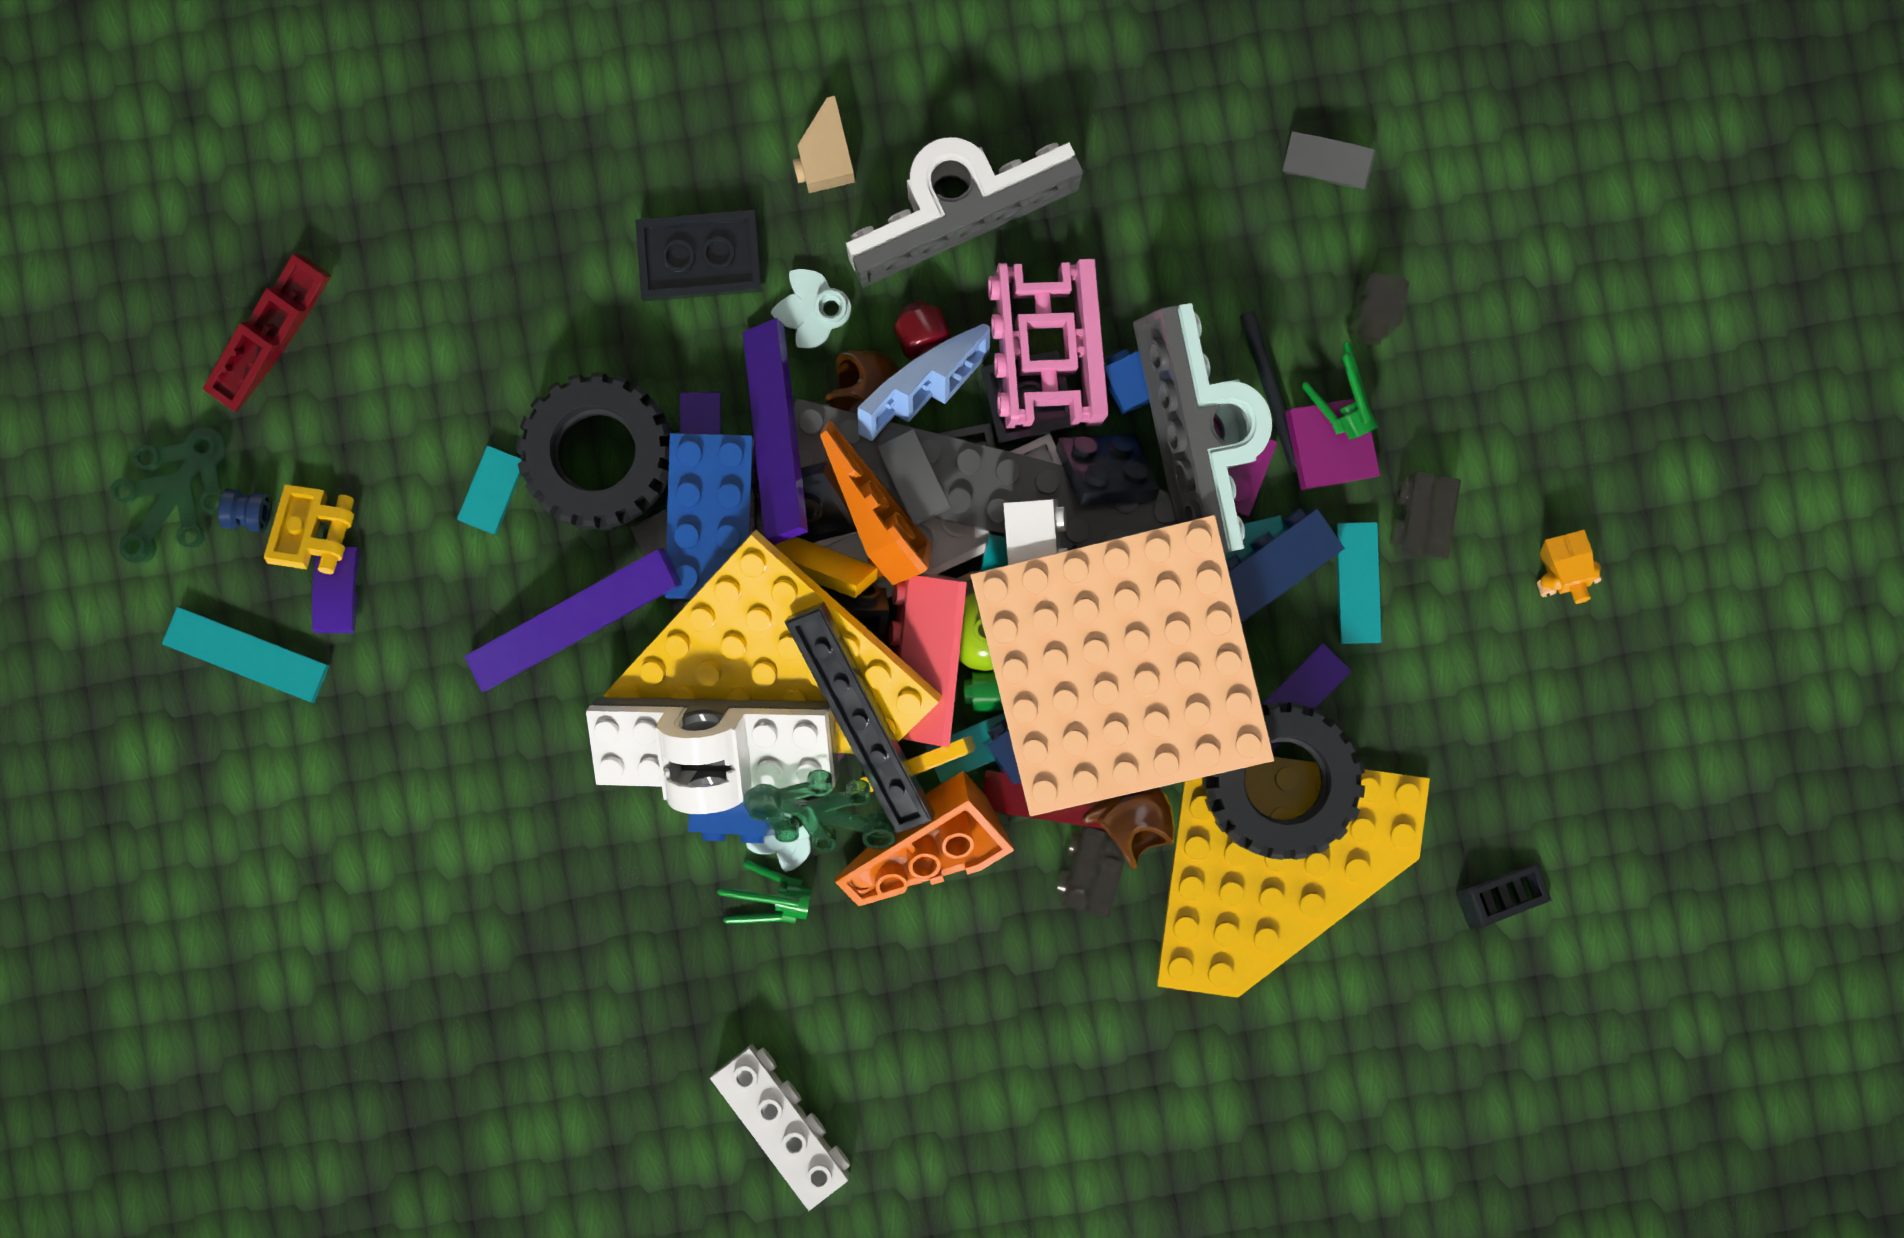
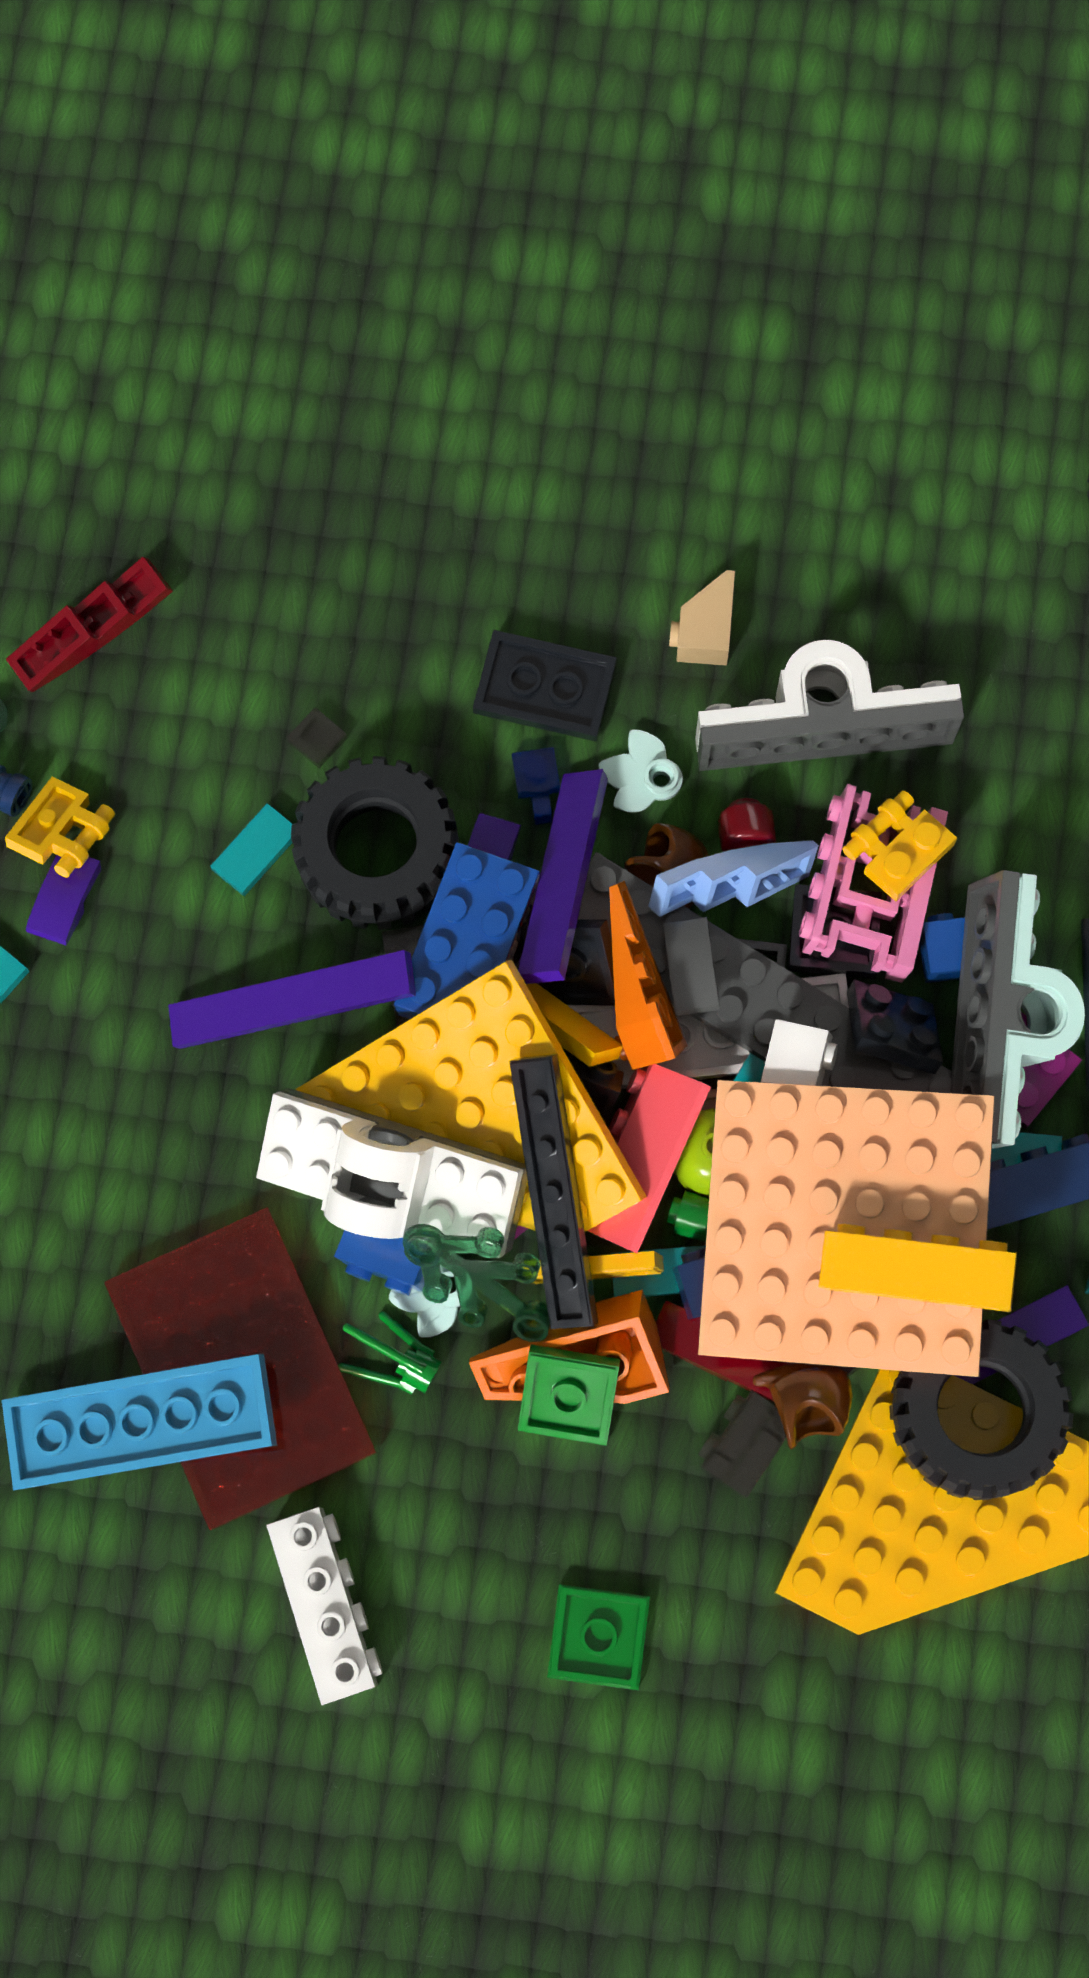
camera: 25 degrees right, 10 degrees down
(510, 369) = (317, 737): none -> clear smoke tile
(570, 1028) = (139, 1422): none -> dark azure plate
(639, 950) = (239, 1299): none -> clear red plate
(720, 343) = (537, 778): none -> clear blue plate
(929, 880) = (568, 1394): none -> tile
(1021, 1072) = (598, 1637): none -> green tile
(1073, 311) = (909, 854): none -> yellow plate
(1195, 690) = (918, 1270): none -> yellow brick

